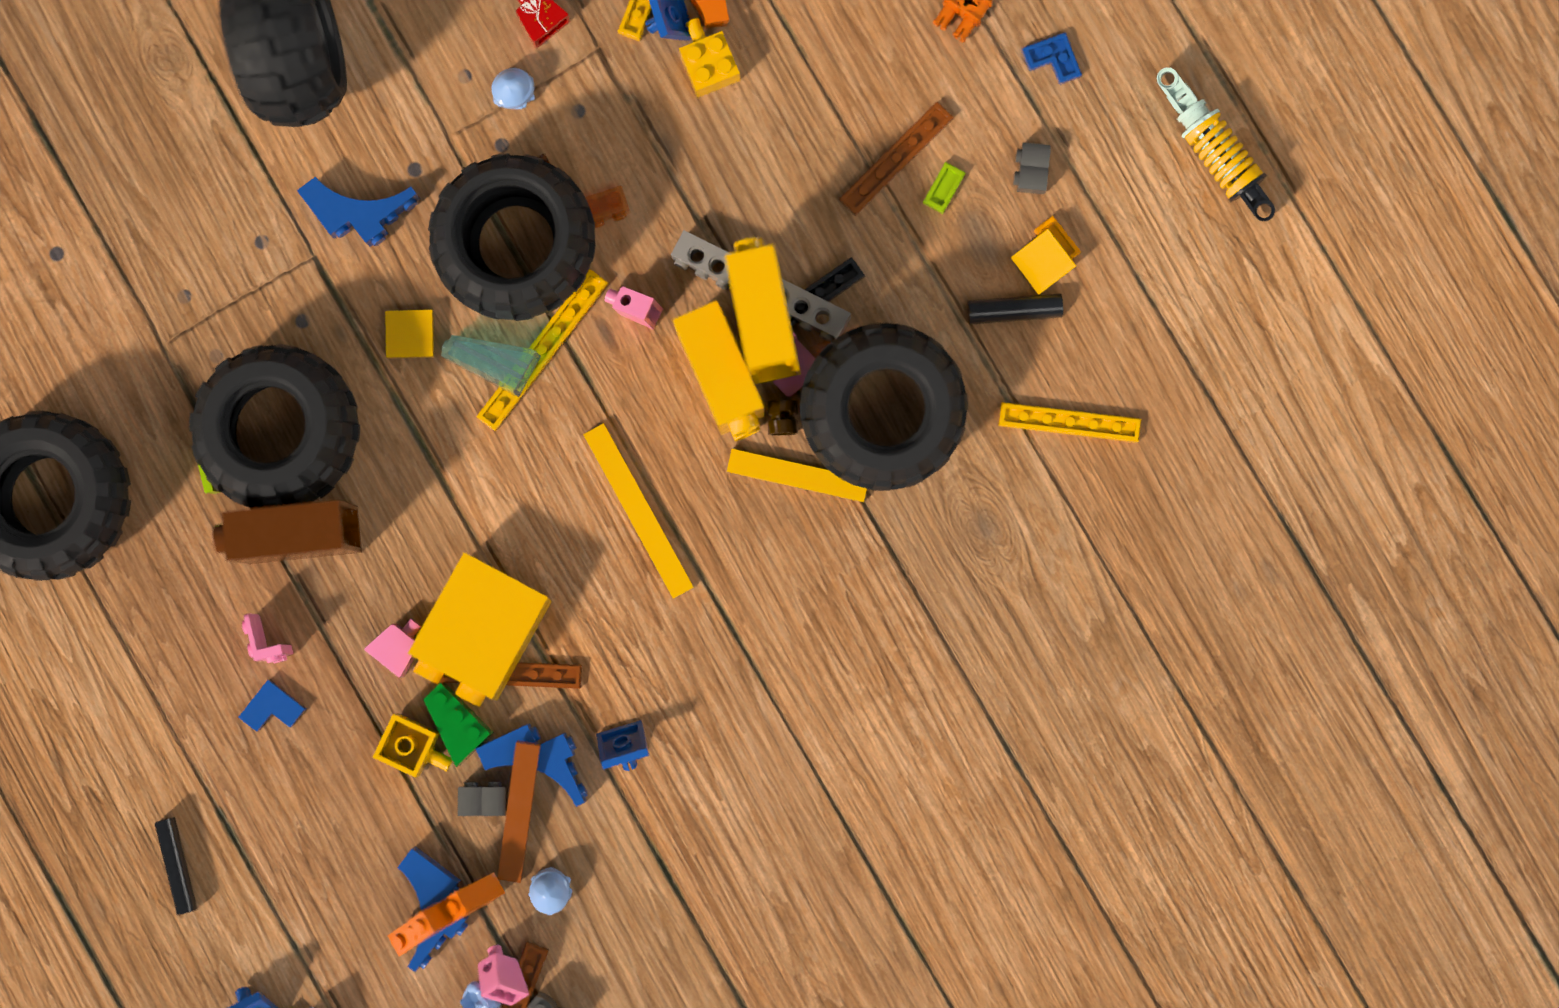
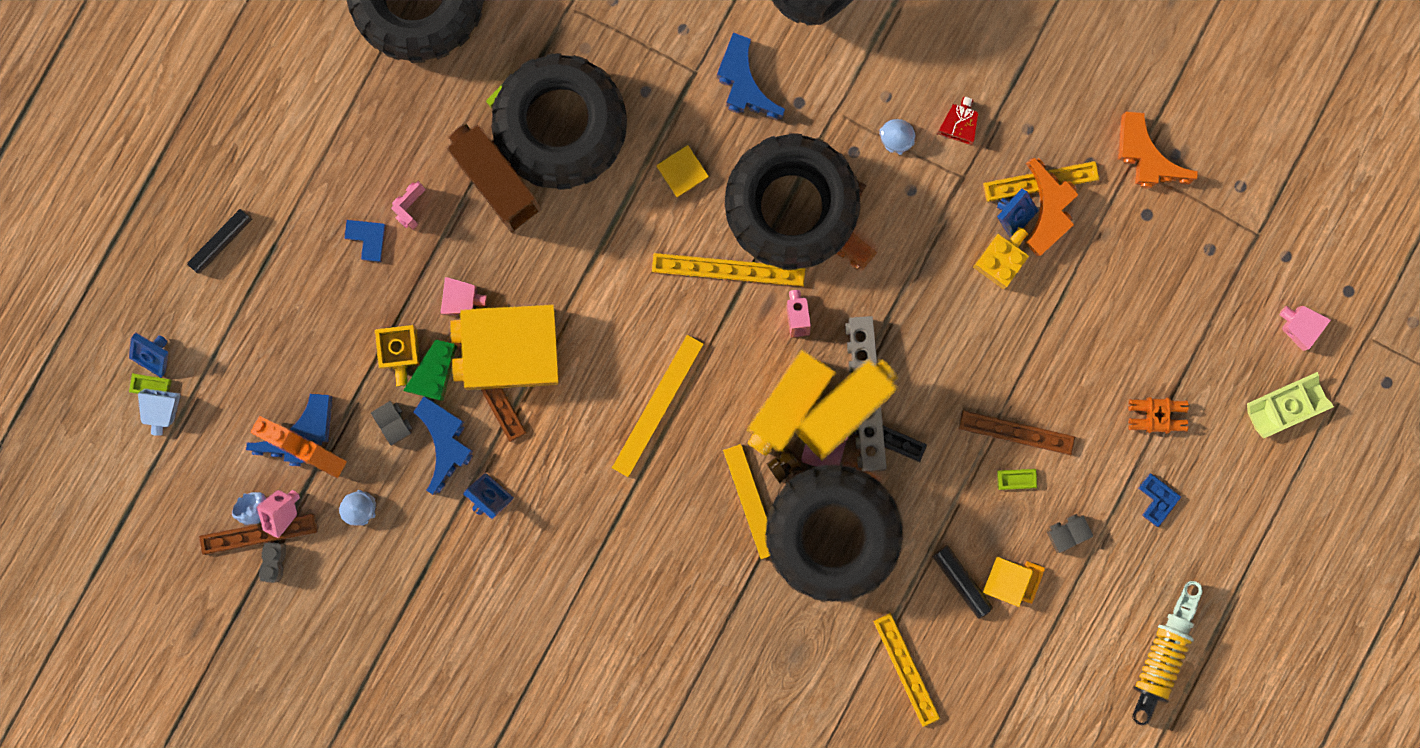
camera: 55 degrees right, 0 degrees up
(494, 362) = (698, 242): clear light blue slope -> none
(519, 811) = (399, 453): dark orange tile -> none

